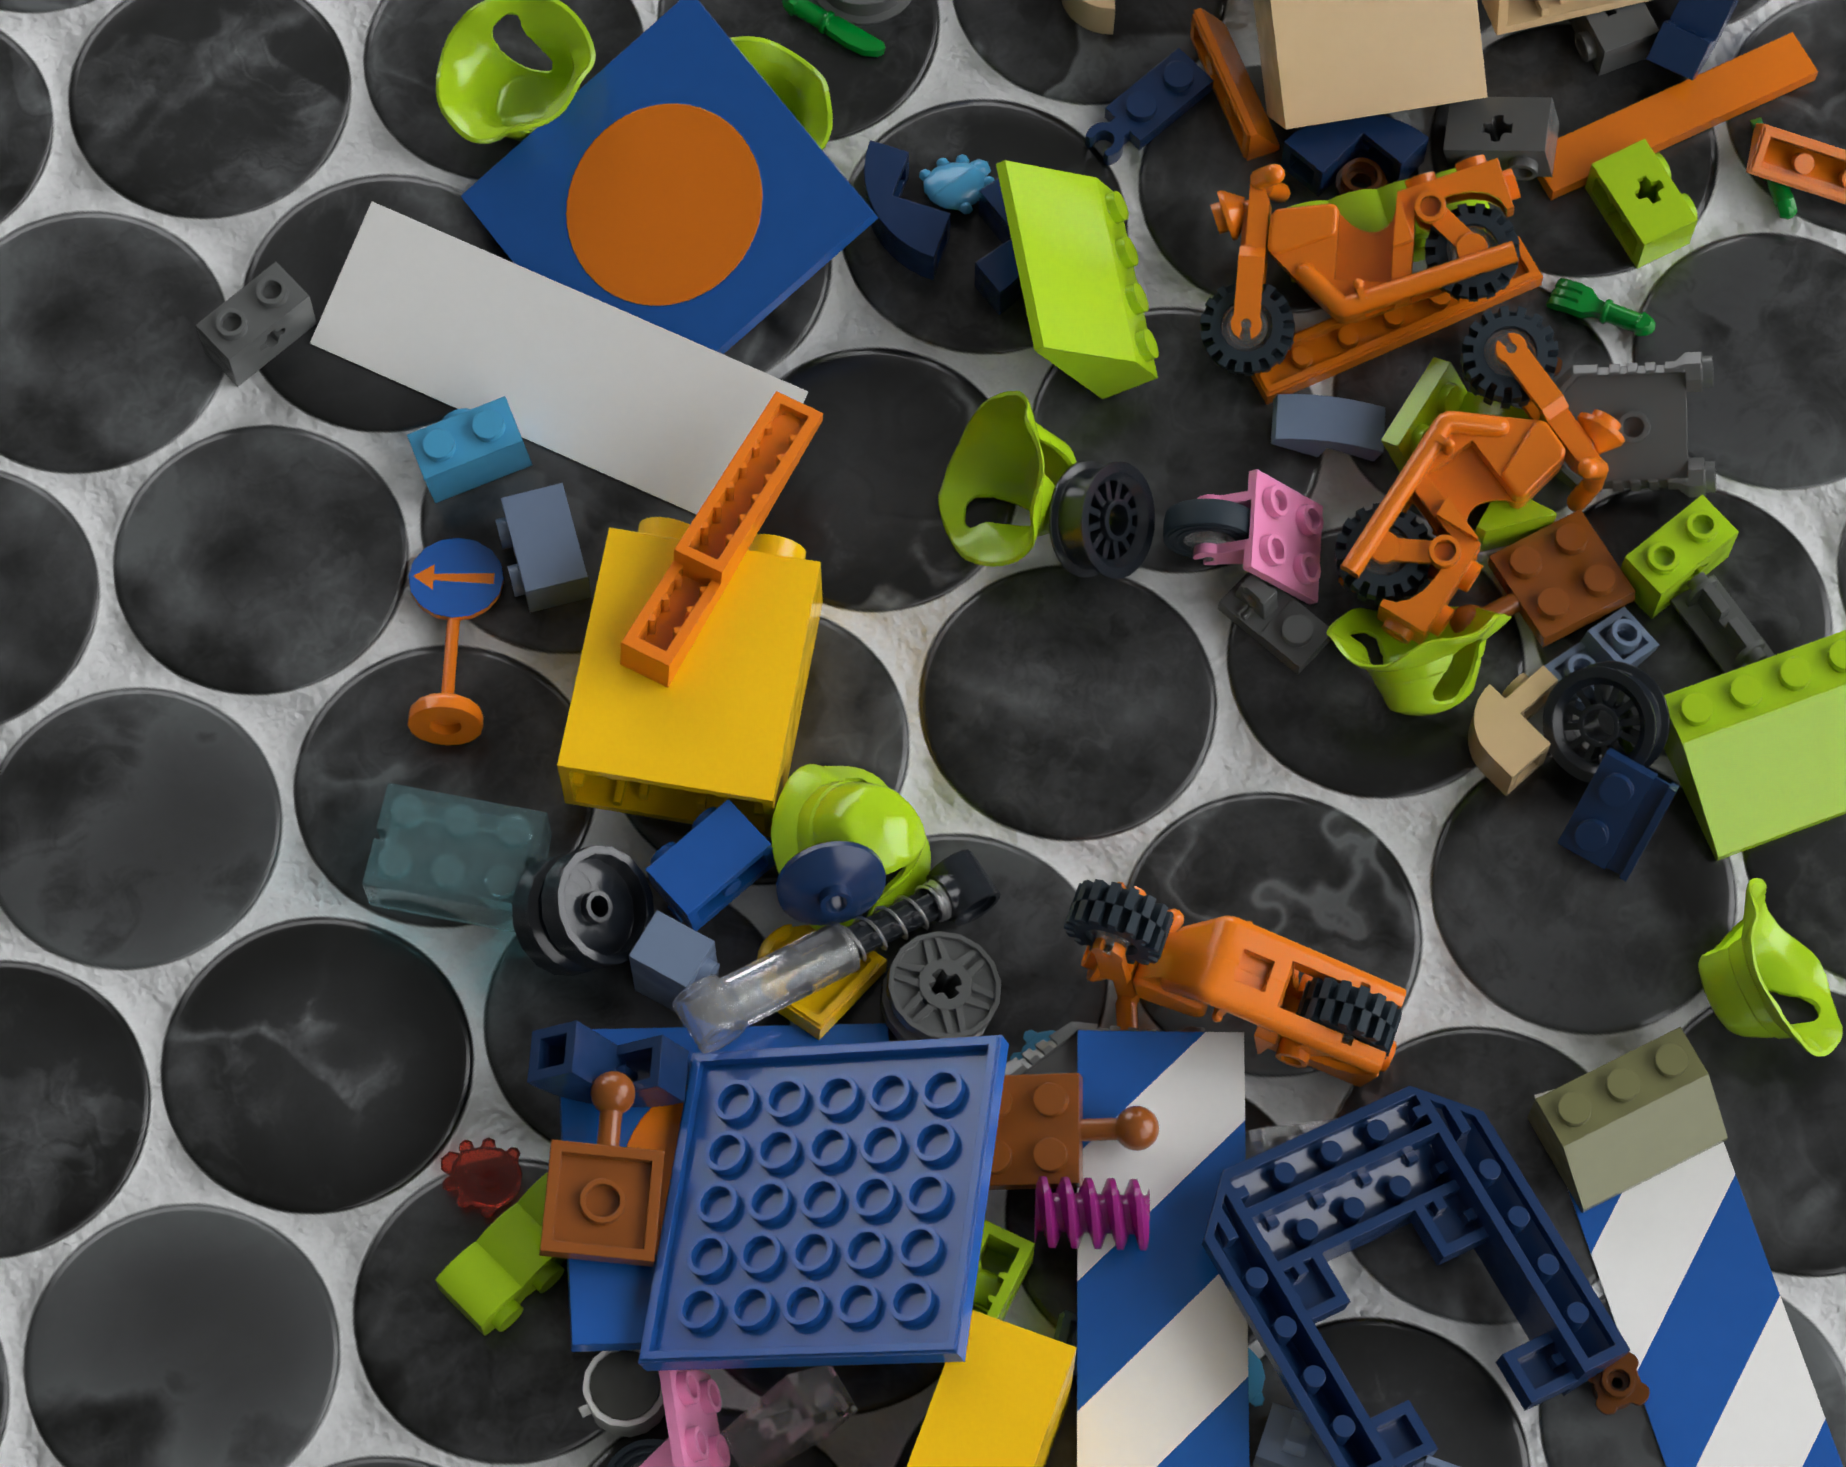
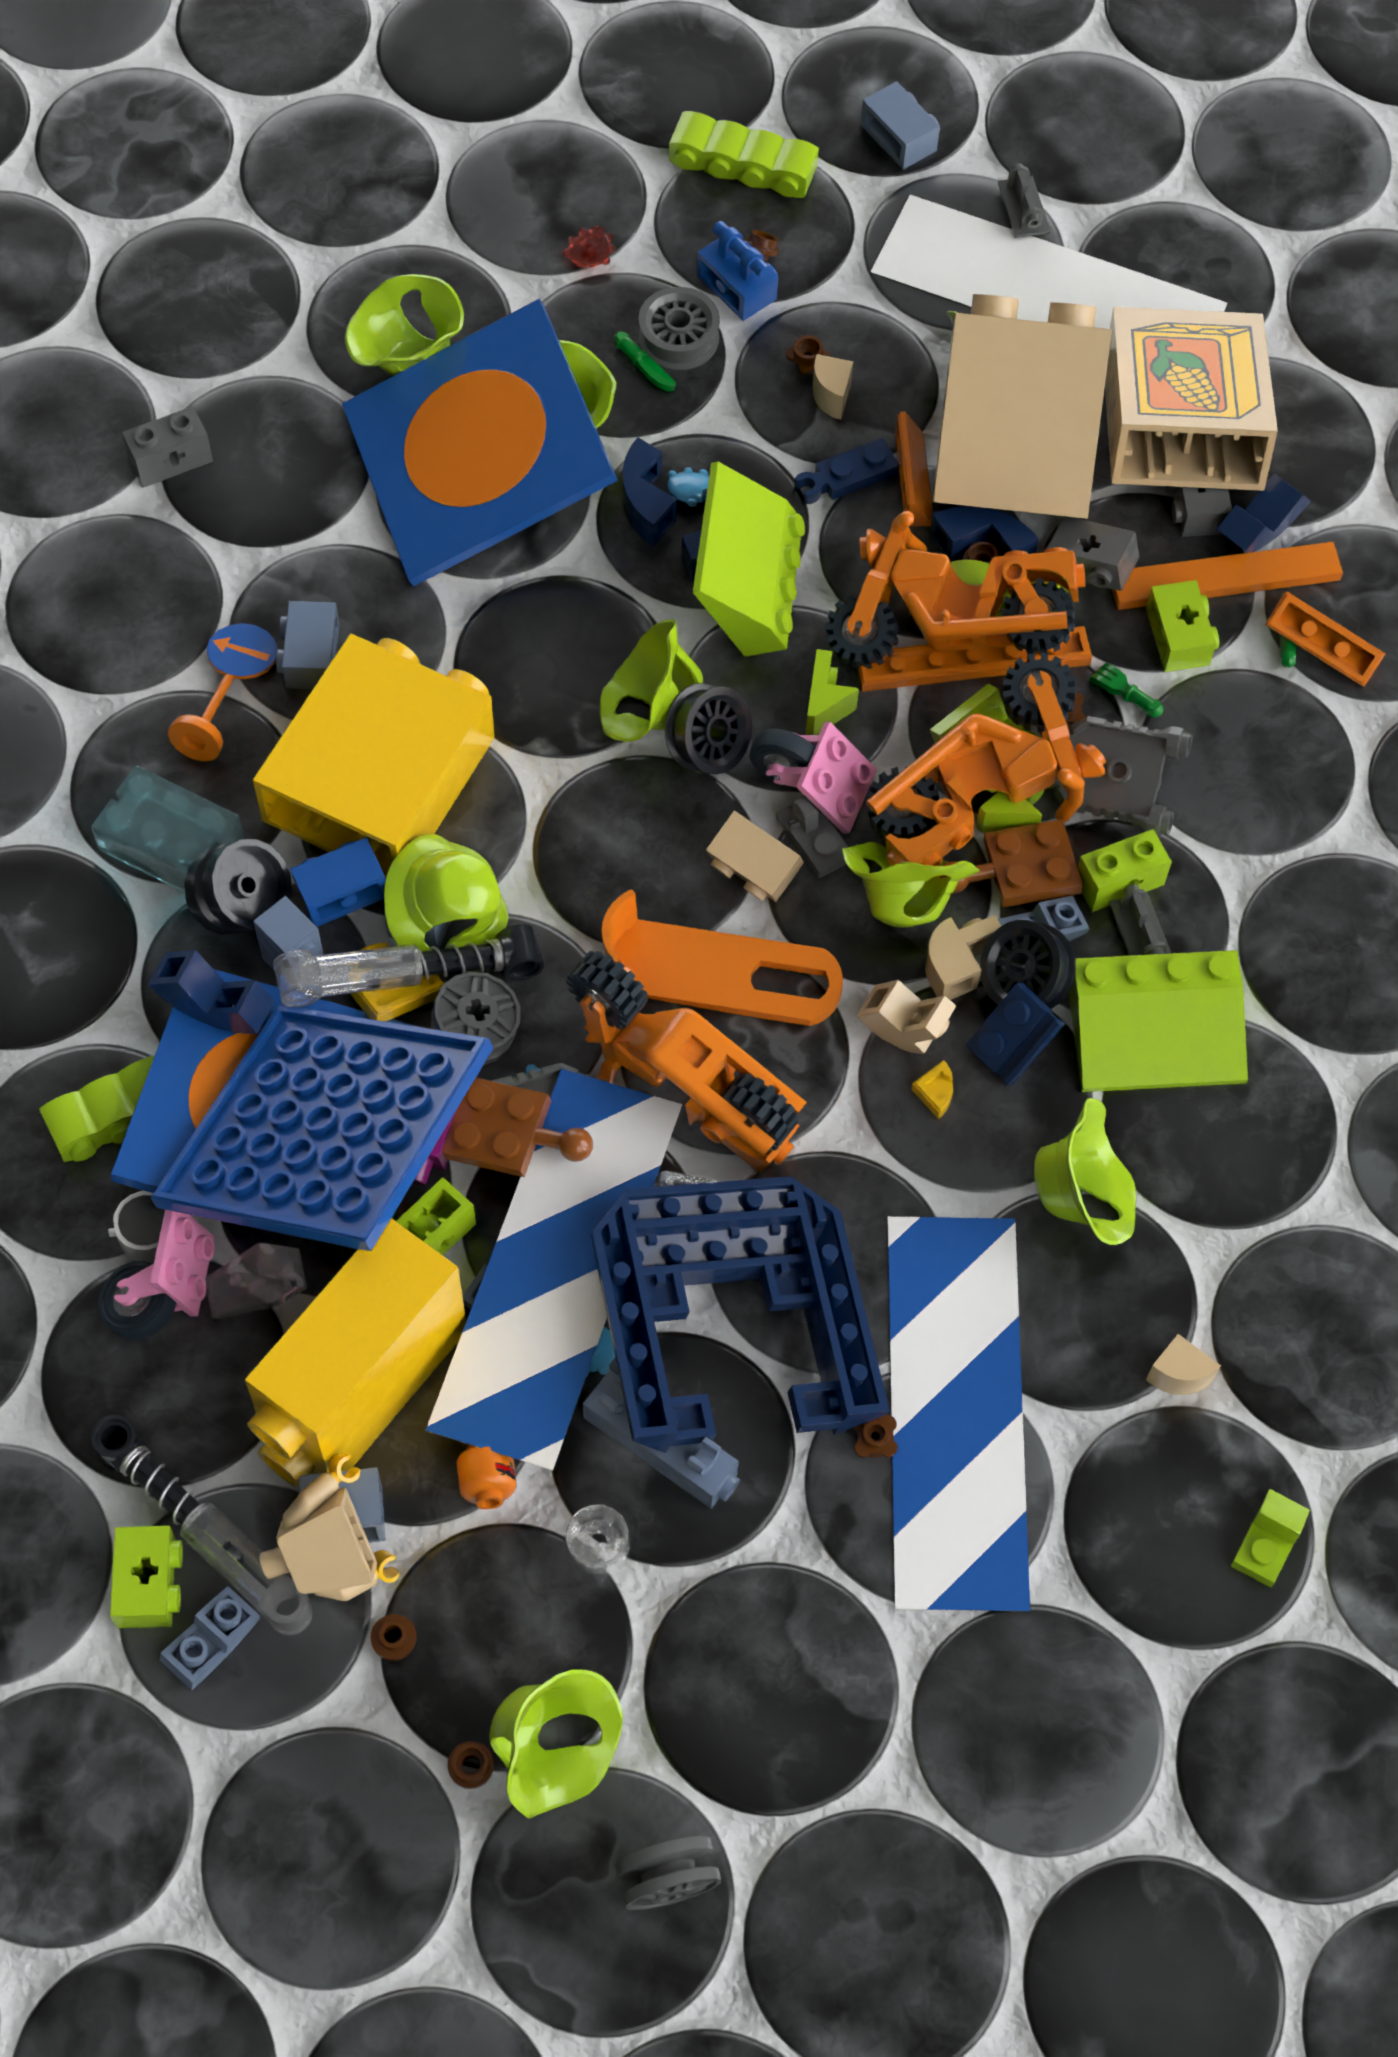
camera: 15 degrees right, 5 degrees down
(469, 449) = (281, 566): dark azure brick -> none
(483, 1175) = (104, 1051): clear red piece -> none
(567, 363) = (366, 531): white sticker -> none
(603, 1195) = (172, 1077): dark orange plate -> none
(718, 540) = (421, 660): orange slope -> none
(830, 883) = (419, 901): dark blue dish -> none
(1092, 1213) = (520, 1194): magenta piece -> none
(1213, 833) = (716, 967): none -> orange piece
(1216, 675) = (754, 857): none -> tan brick
(1228, 433) = (827, 699): none -> lime slope
(1323, 422) = (892, 709): sand blue slope -> none
(1475, 834) = (903, 1018): none -> tan brick
(1539, 911) = (935, 1089): none -> yellow tile
(1629, 1119) = (949, 1250): olive slope -> none

